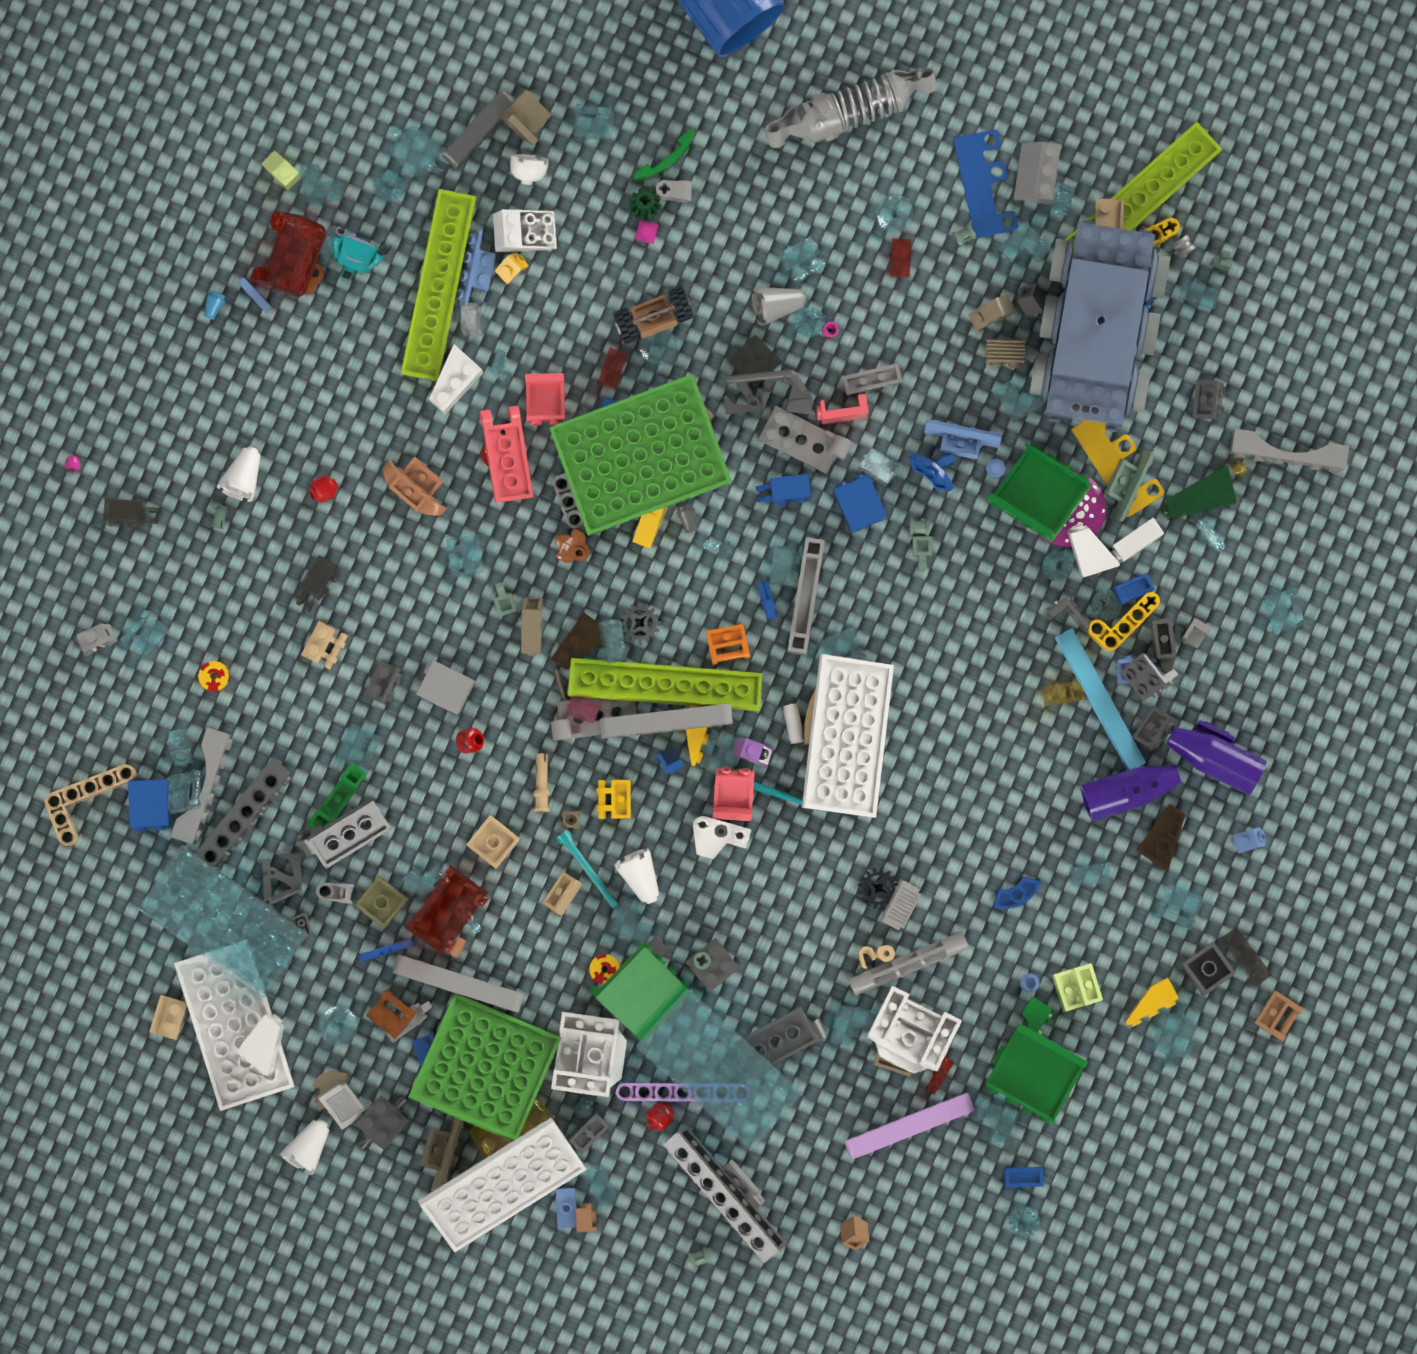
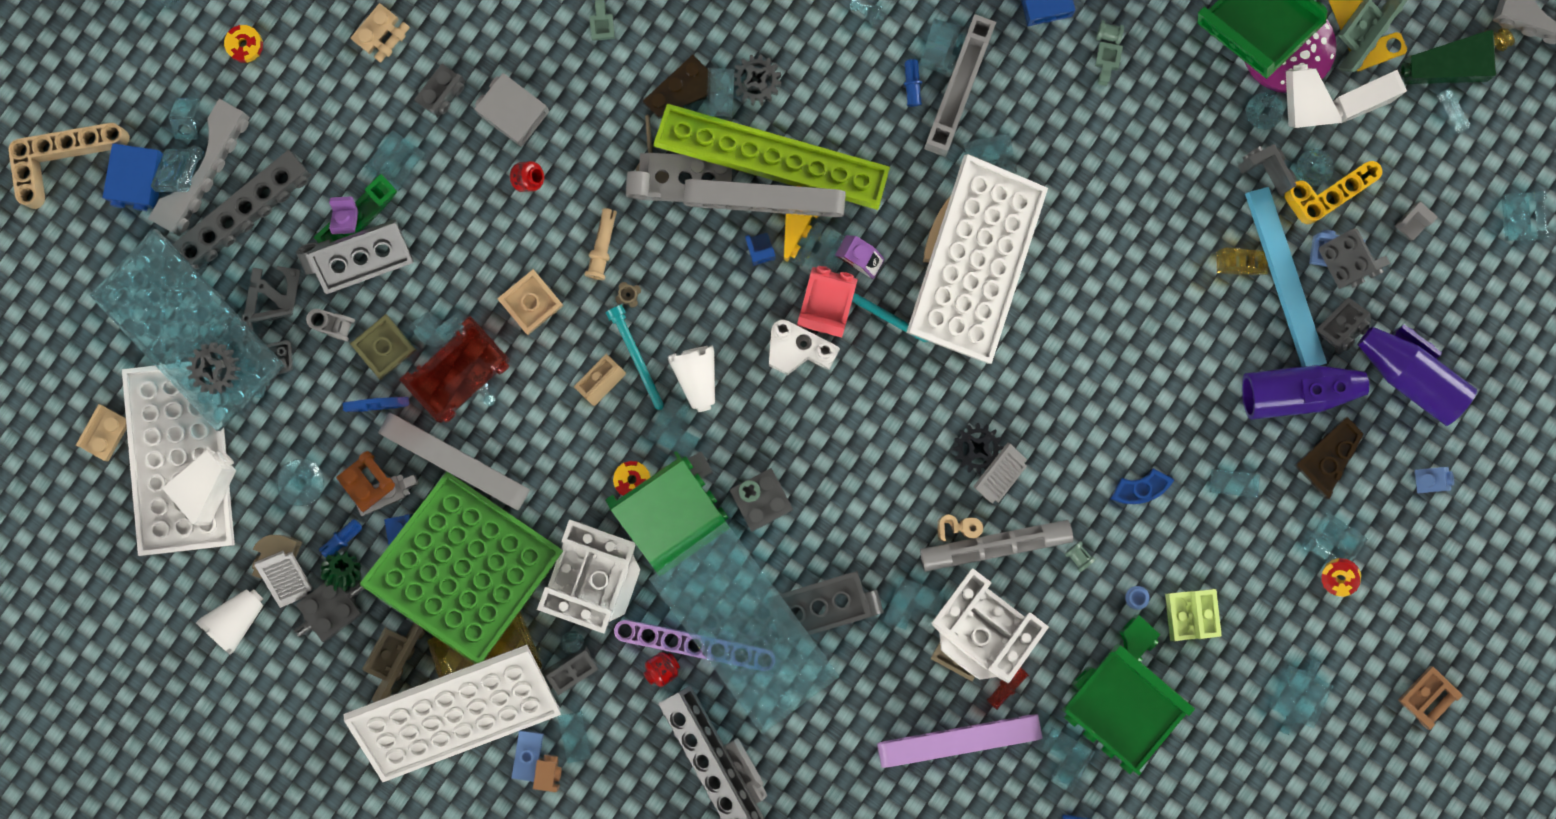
camera: 10 degrees right, 0 degrees up
(257, 954) = (206, 360): none -> dark grey gear
(328, 802) = (343, 216): none -> medium lavender bracket
(380, 1064) = (341, 538): none -> blue axle
(386, 1090) = (340, 571): none -> dark green gear
(459, 945) = (462, 417): nougat plate -> none
(532, 626) = (628, 57): dark tan slope -> none
(582, 710) = (668, 166): clear pink bracket -> none
(620, 799) = (691, 280): yellow plate -> none
(727, 637) = (855, 117): orange plate -> none
(793, 723) = (915, 233): white piece -> none
(977, 959) = (1080, 556): none -> sand green bush
(1133, 589) = (1350, 154): blue tile -> none
(1154, 998) = (1283, 647): yellow slope -> none
(1163, 643) = (1376, 222): dark grey hinge -> none
(1184, 940) = (1341, 567): none -> piece
(1207, 968) = (1357, 624): dark grey brick -> none
(1246, 957) = (1405, 620): clear smoke slope -> none

